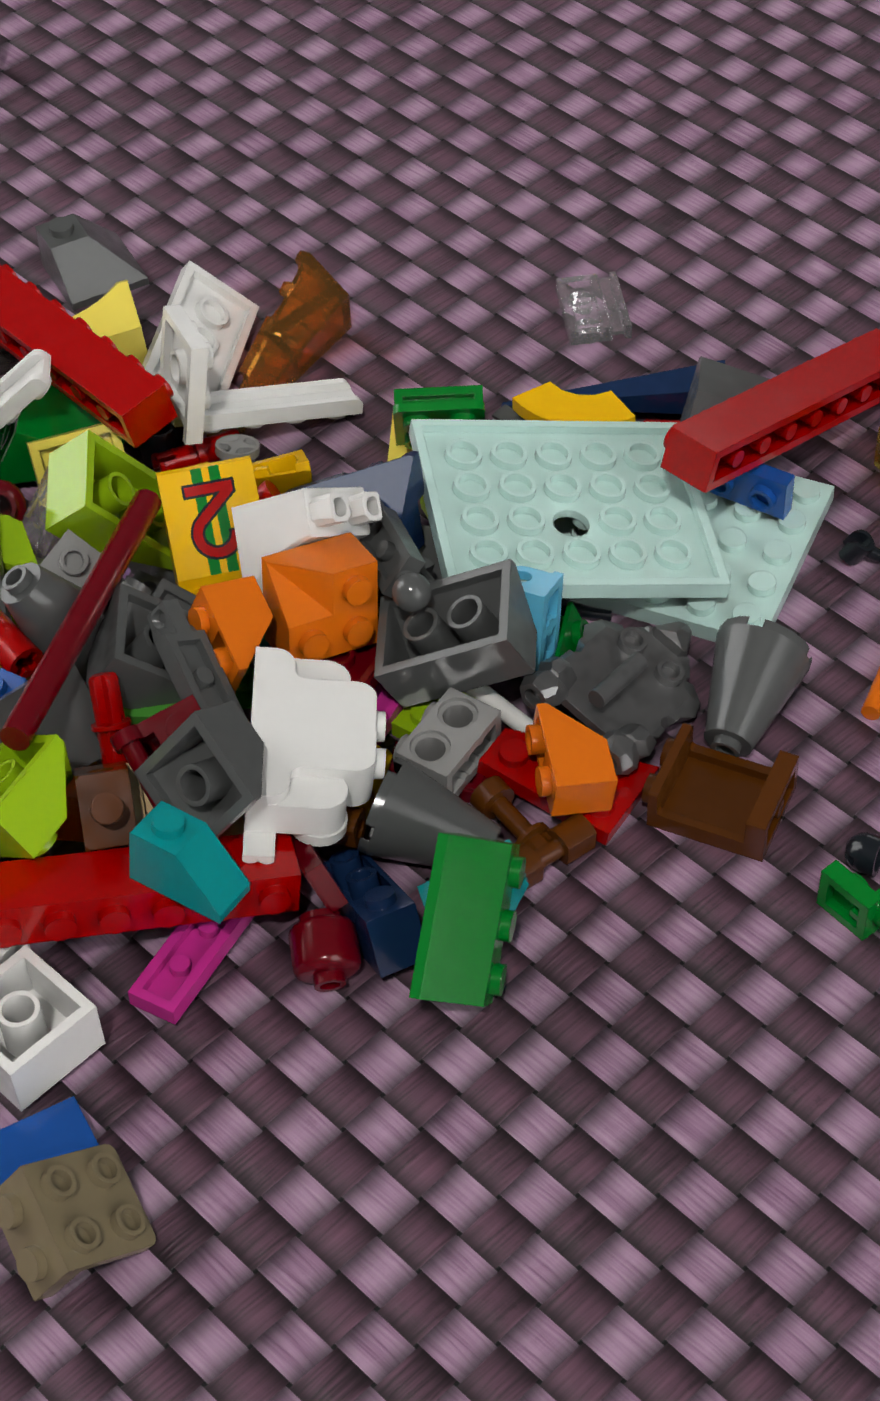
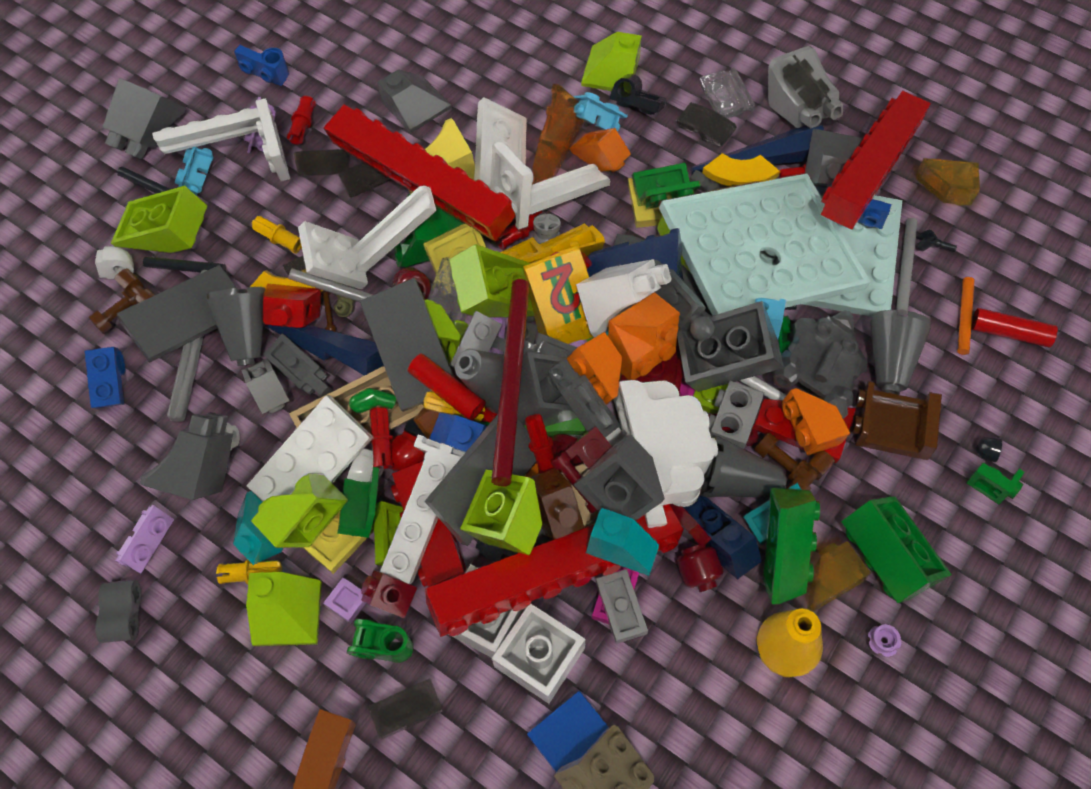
camera: 10 degrees left, 15 degrees up
(173, 978) = (621, 606): none -> light grey plate
(359, 295) = (590, 107): none -> medium azure hinge
(364, 361) = (603, 149): none -> orange slope
(426, 247) = (612, 60): none -> lime slope
(440, 1070) = (791, 642): none -> yellow cone
(443, 295) = (646, 101): none -> black plate
(543, 996) = (835, 574): none -> clear yellow slope
(546, 344) = (708, 123): none -> clear smoke slope
(599, 1087) = (884, 631): none -> lavender plate
(657, 969) = (895, 548): none -> green slope
(708, 304) = (786, 100): none -> light grey hips
(717, 302) = (814, 90): none -> clear smoke hinge
(818, 573) = (906, 266): none -> light grey bar

